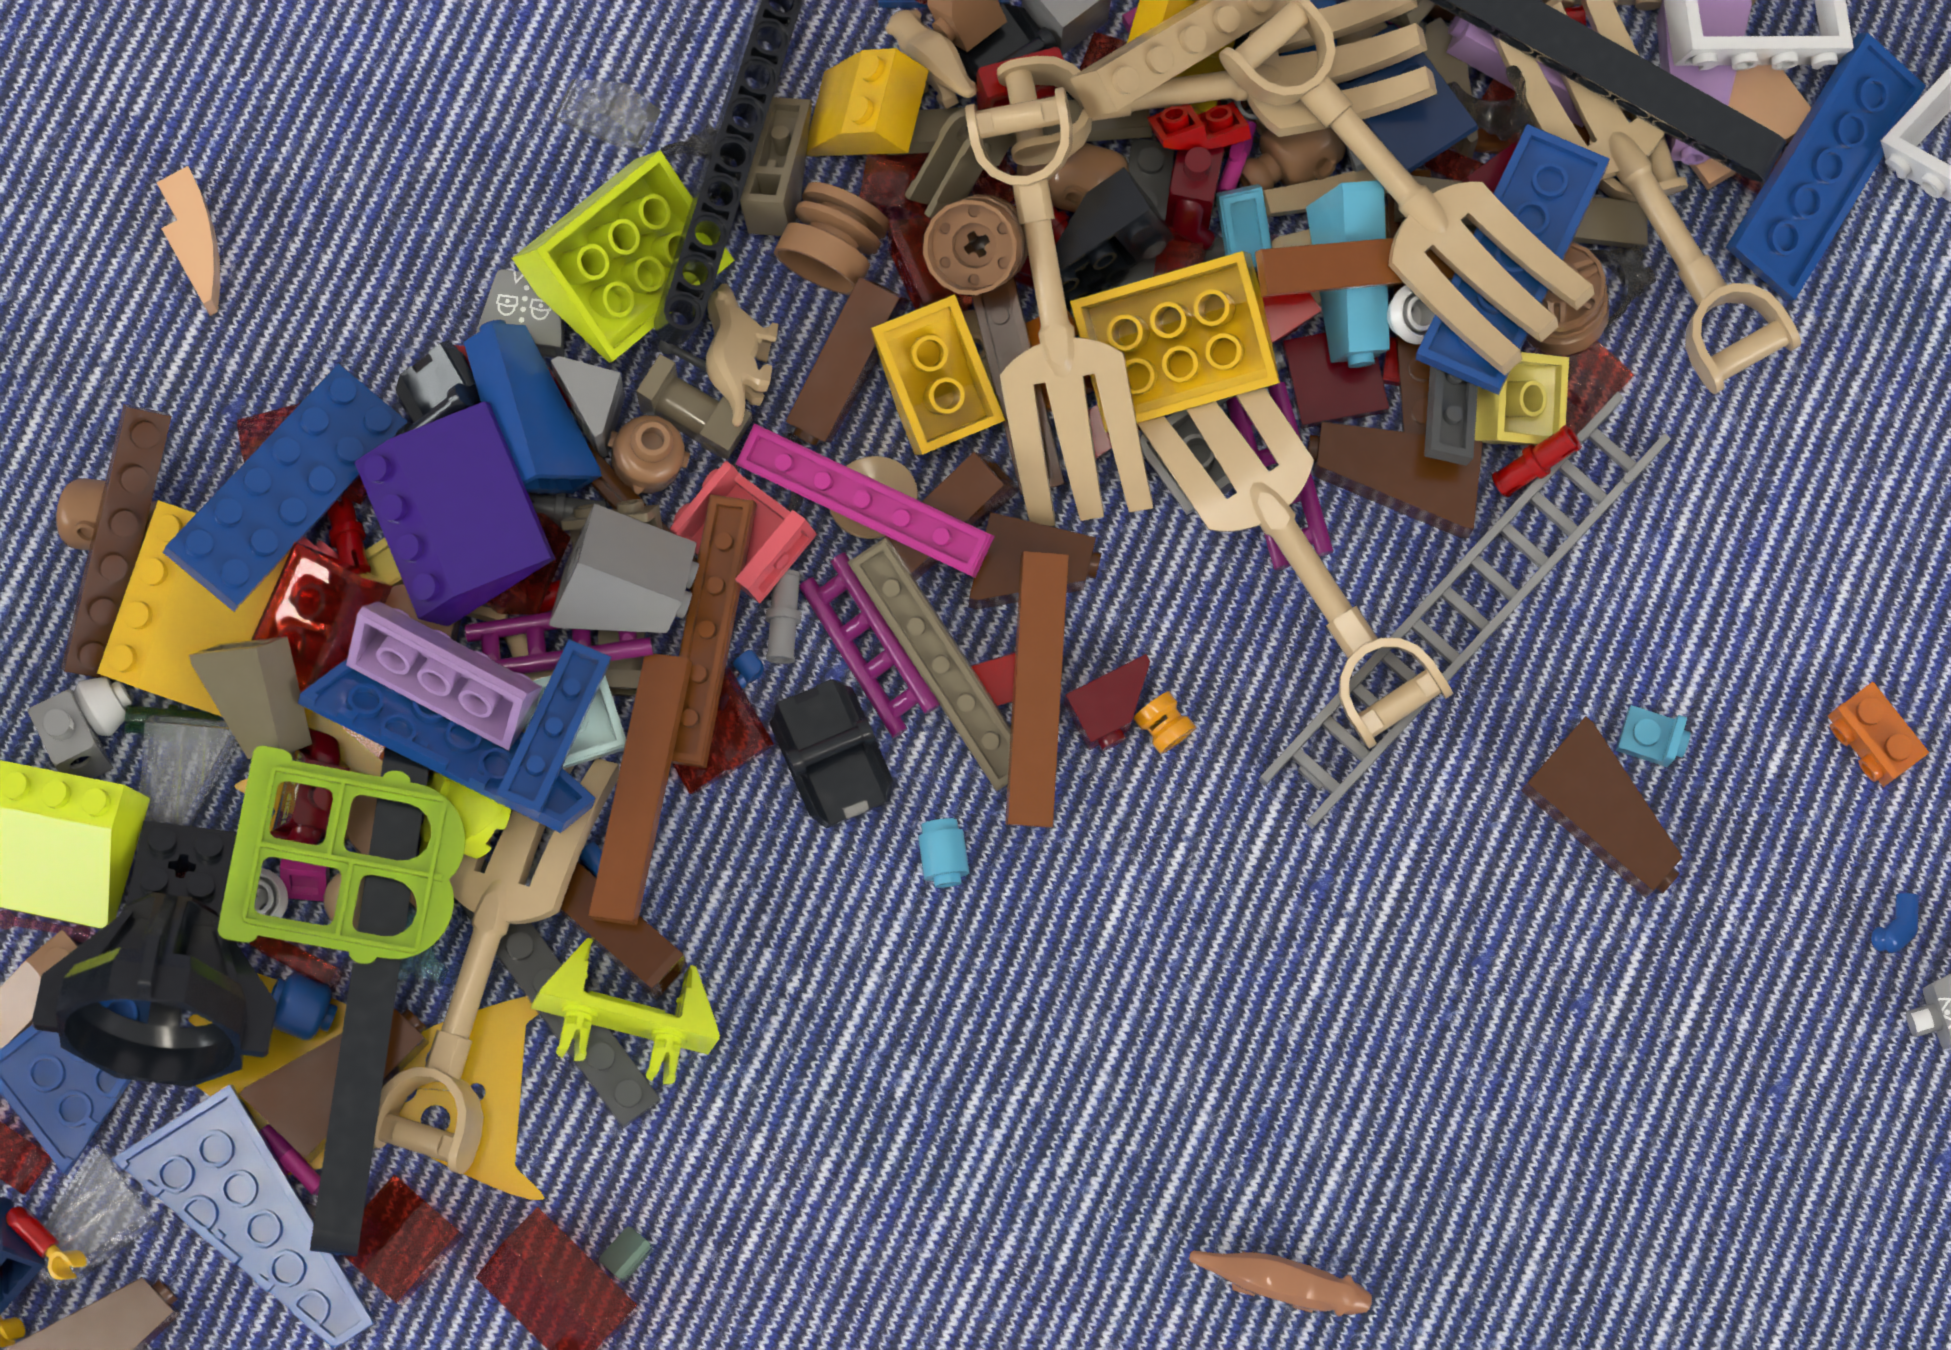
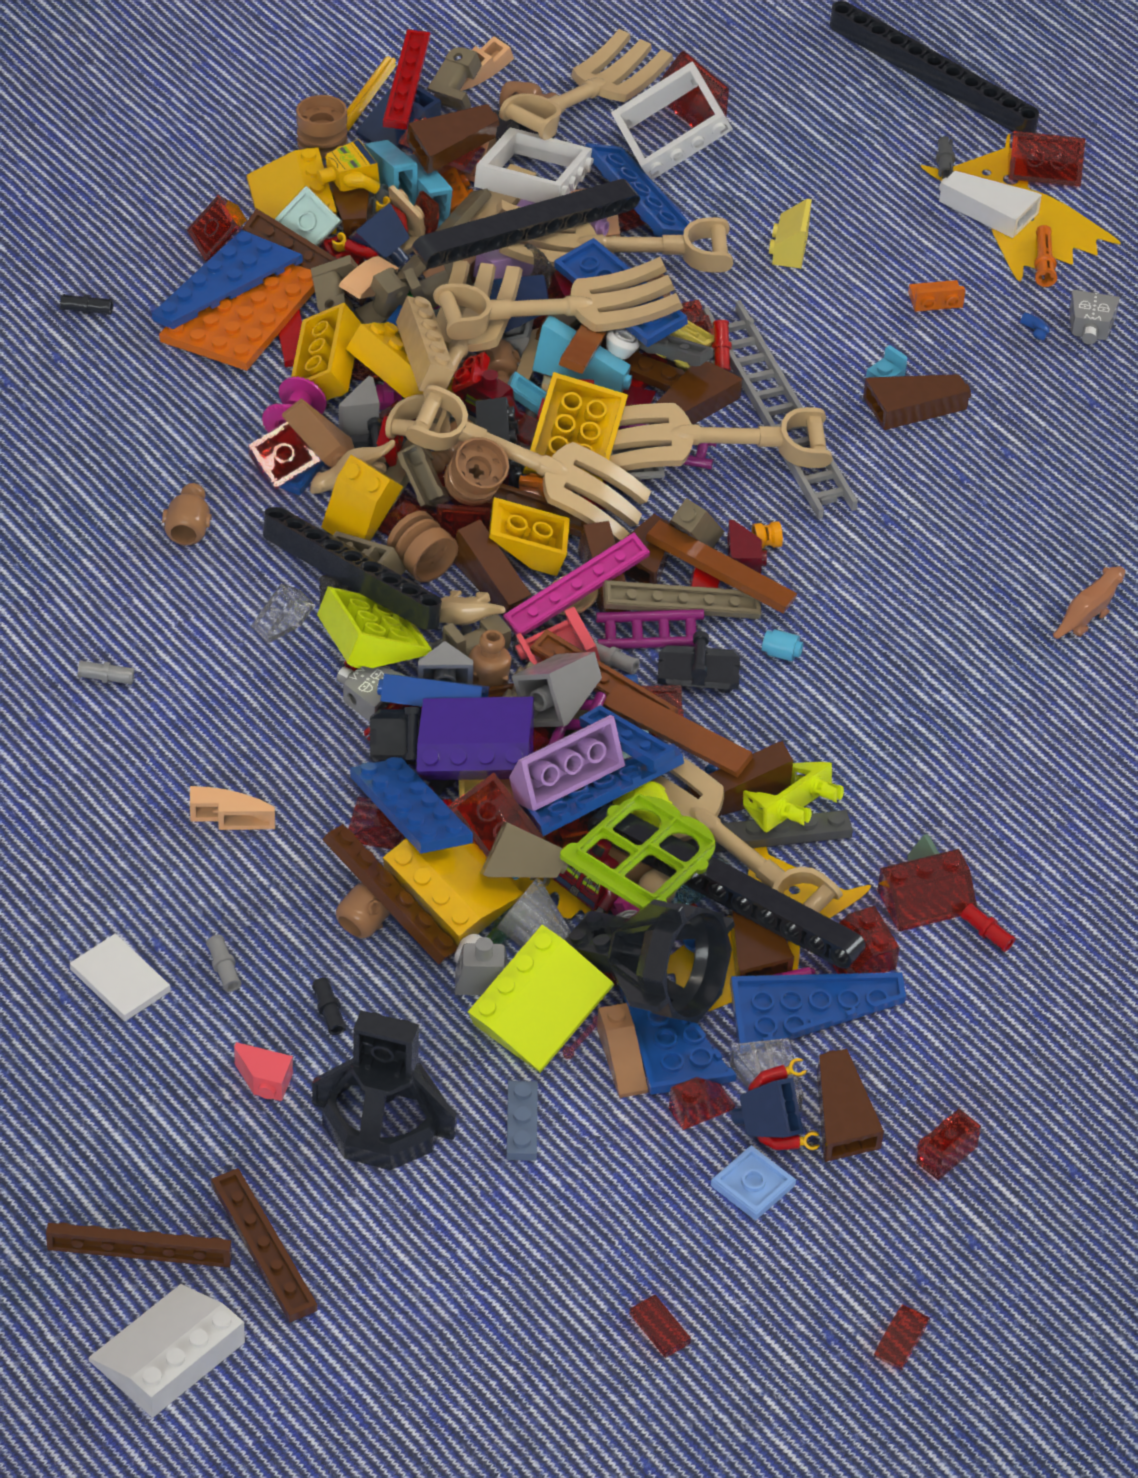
camera: 60 degrees left, 30 degrees down
(1103, 606) = (697, 523): none -> dark tan slope
(1862, 449) = (791, 236): none -> light yellow slope

